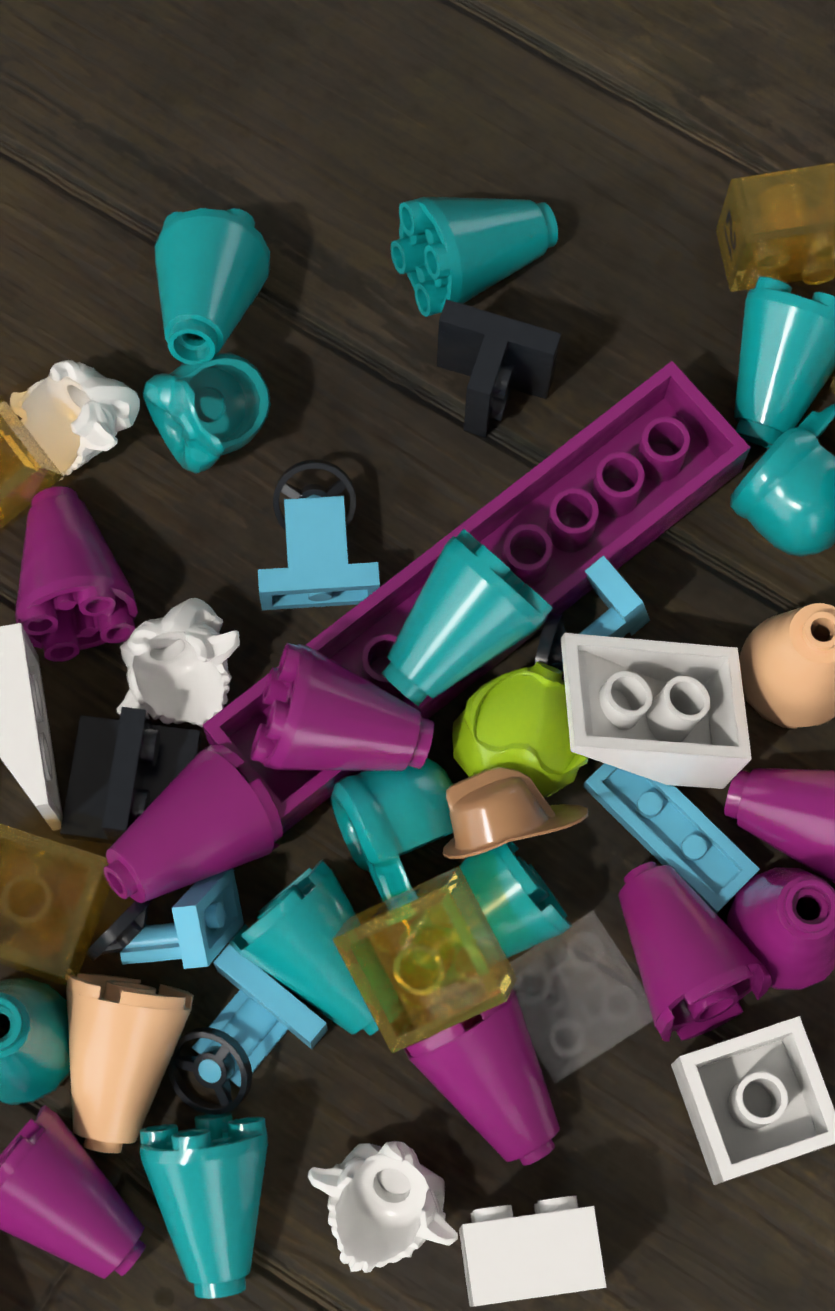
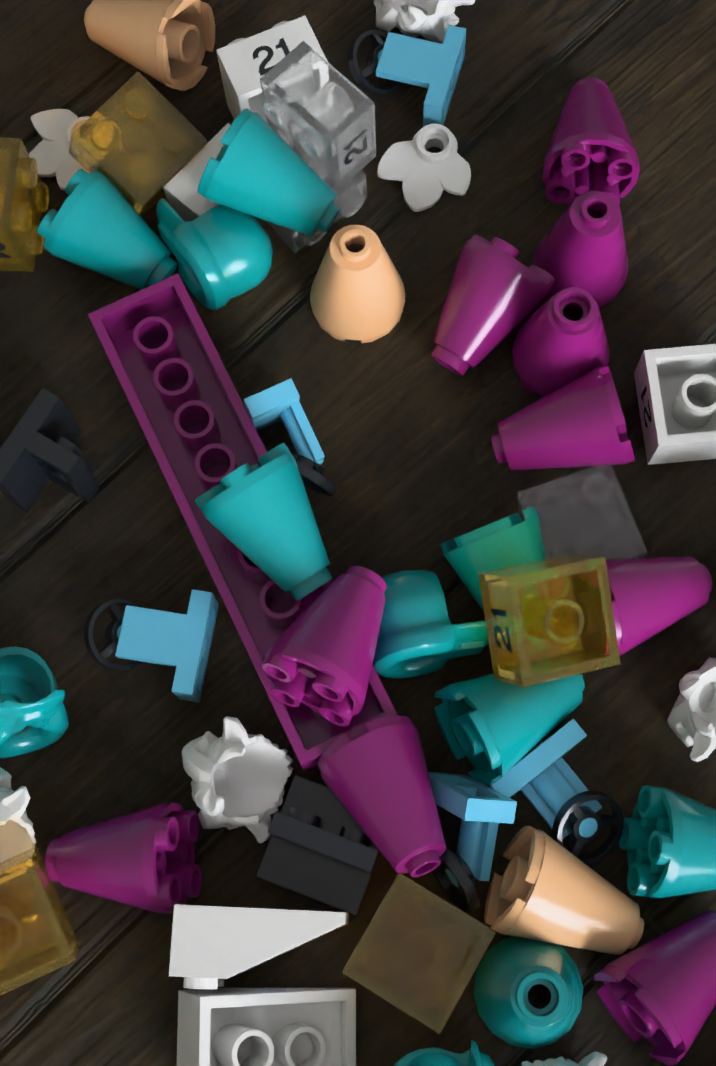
camera: 70 degrees left, 0 degrees up
(499, 809) = (437, 532): medium nougat piece -> none
(520, 726) = (368, 507): lime helmet -> none
(657, 708) = (374, 393): white slope -> none
(674, 833) = (462, 418): medium azure plate -> none

